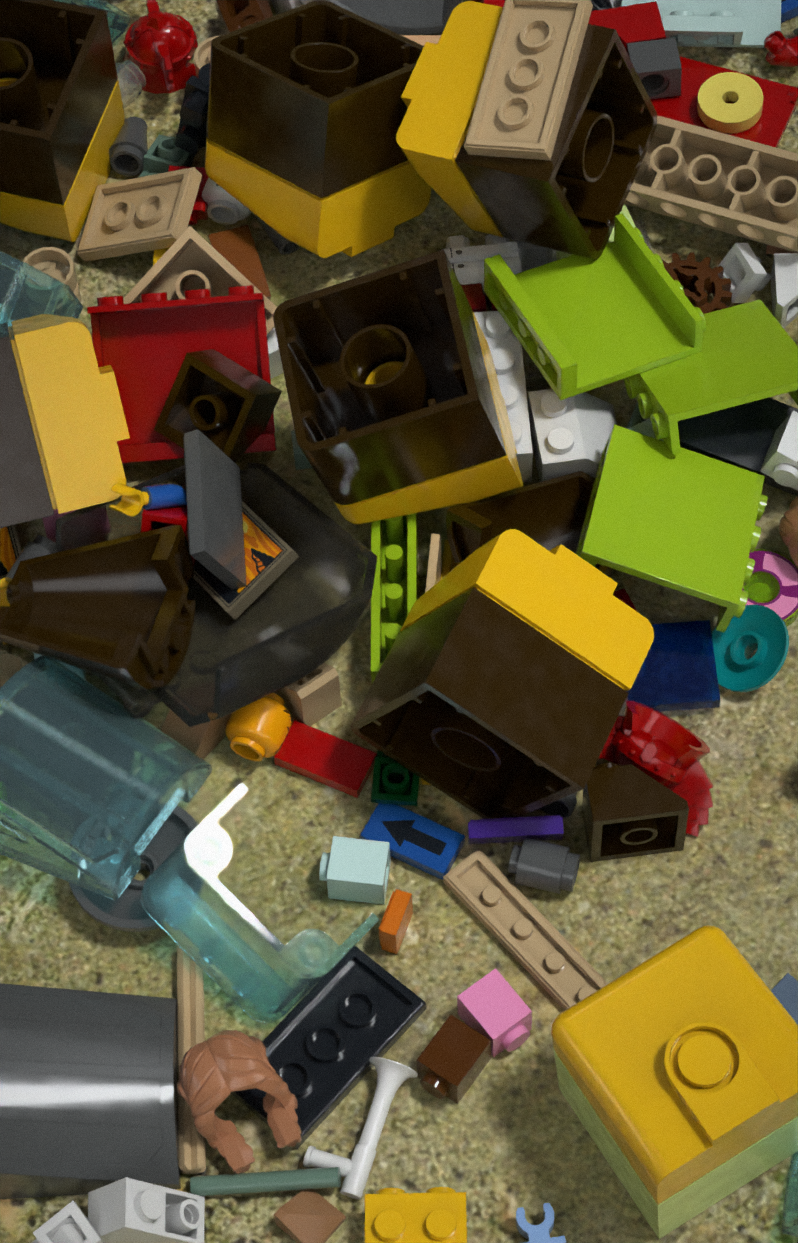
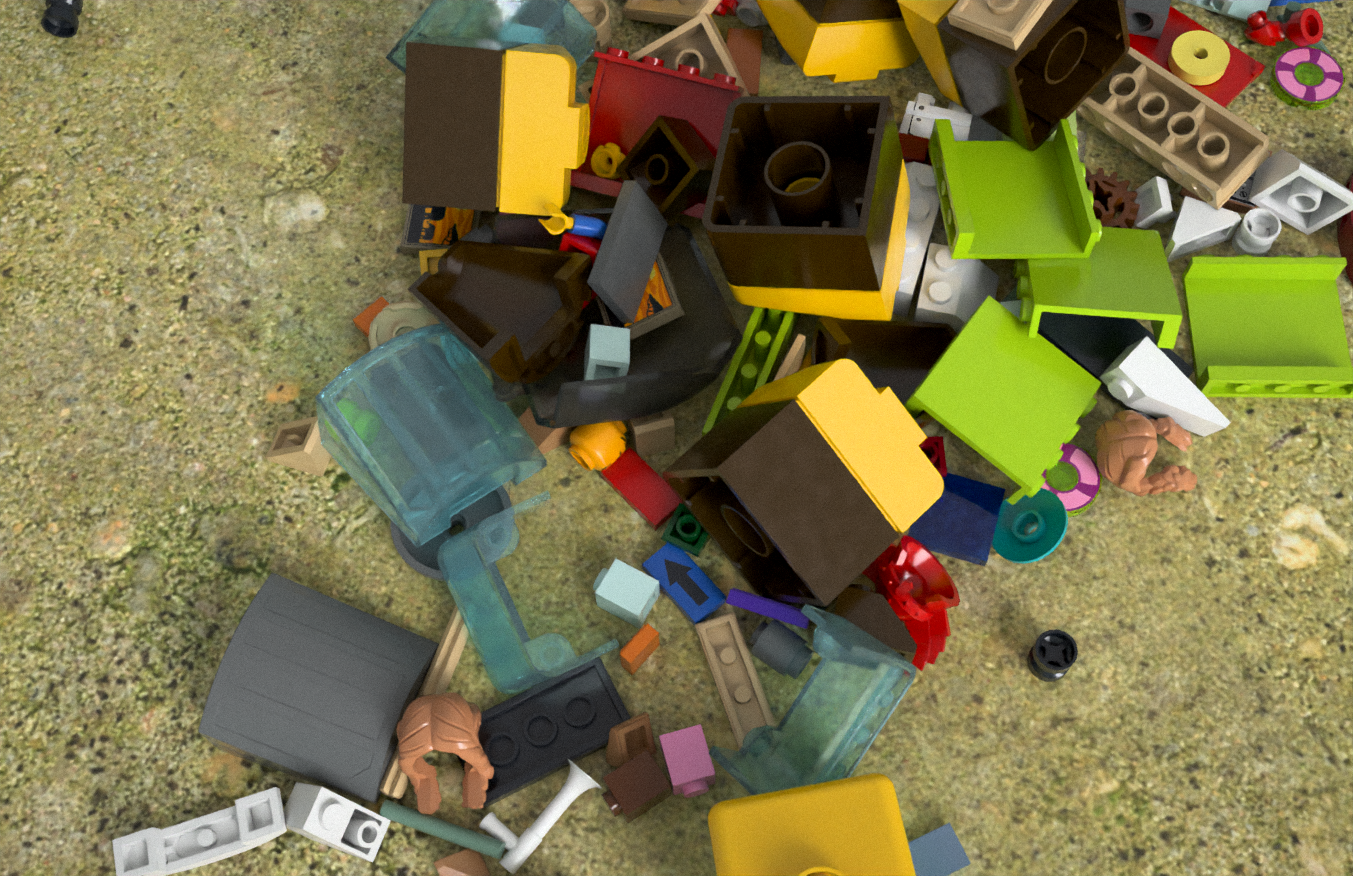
camera: 20 degrees right, 5 degrees up
(138, 433) = (601, 164): none -> yellow plate
(233, 624) = (606, 352): none -> light aqua brick
(424, 1016) = (630, 740): none -> medium nougat slope
(630, 896) = (832, 715): none -> clear light blue windscreen

